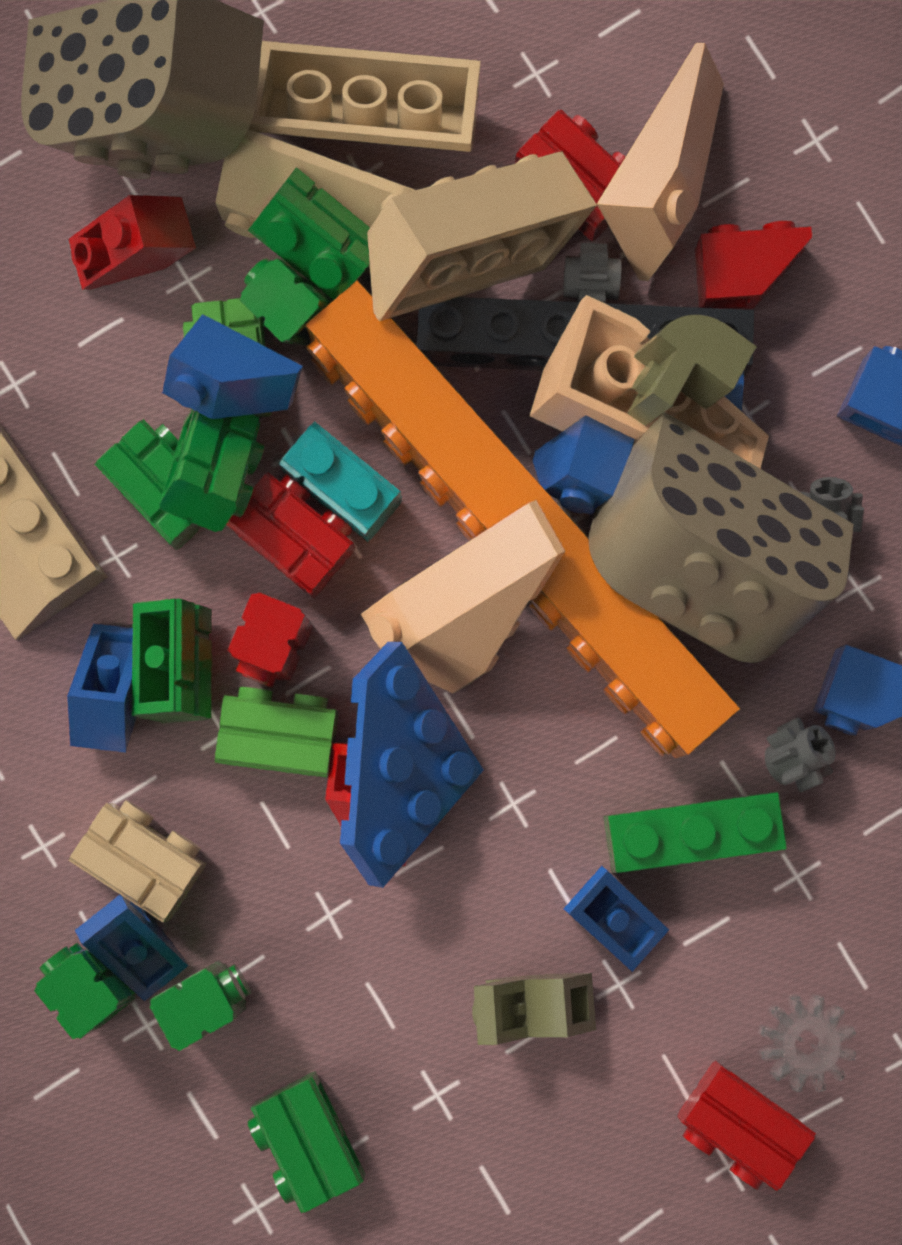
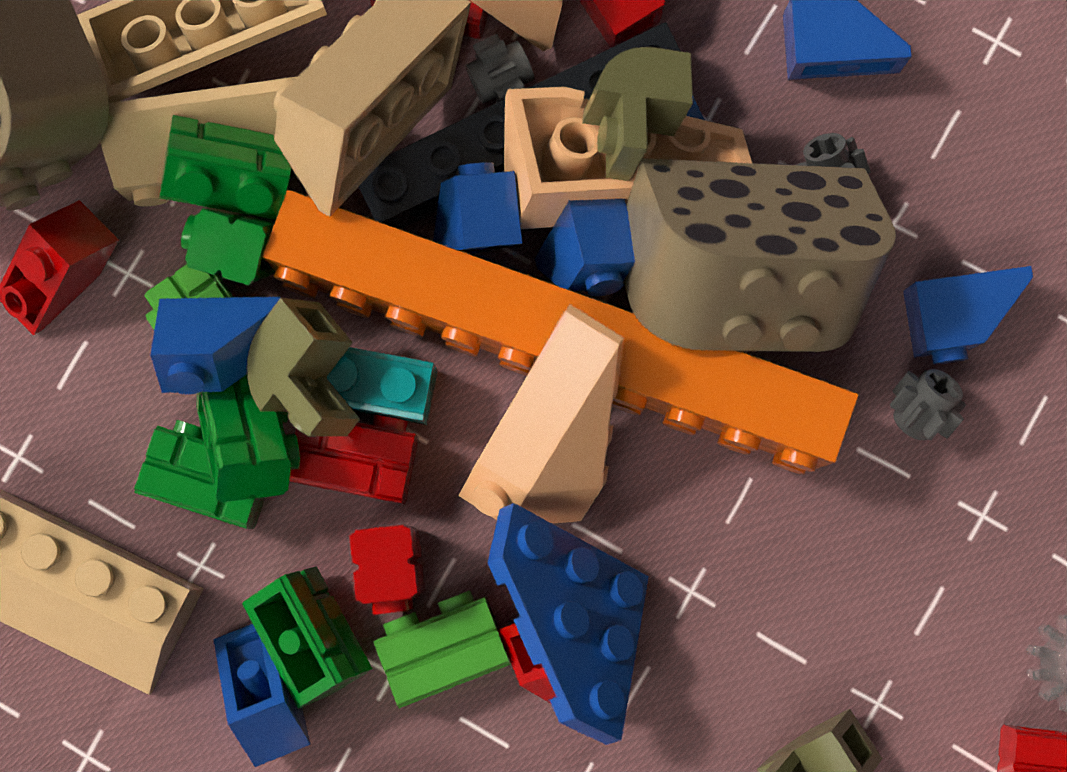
camera: 30 degrees left, 0 degrees up
(283, 425) = (290, 367): none -> olive brick
(507, 383) = (478, 210): none -> blue slope
(616, 918) = (845, 647): blue slope -> none
(694, 832) = (872, 528): green brick -> none

